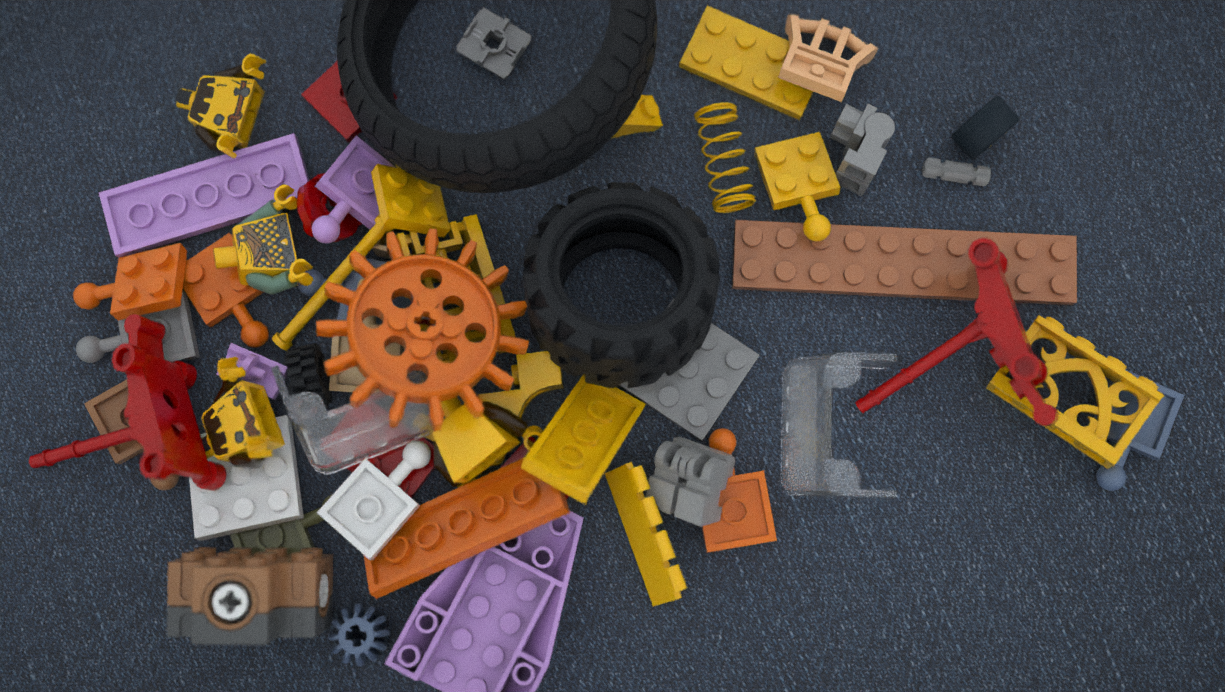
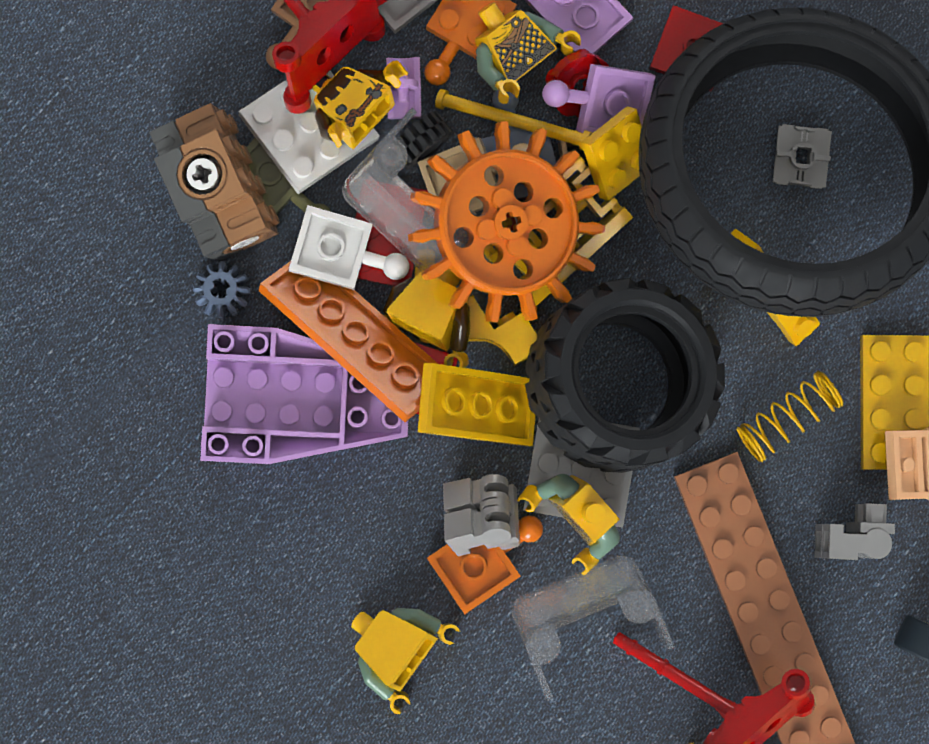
camera: 60 degrees right, 5 degrees up
(649, 546) = (408, 505): yellow windscreen -> none
(727, 382) = (582, 510): none -> torso
(780, 622) = (394, 648): none -> yellow torso
(797, 174) = (806, 491): yellow plate -> none
(956, 172) = (876, 634): light grey axle -> none

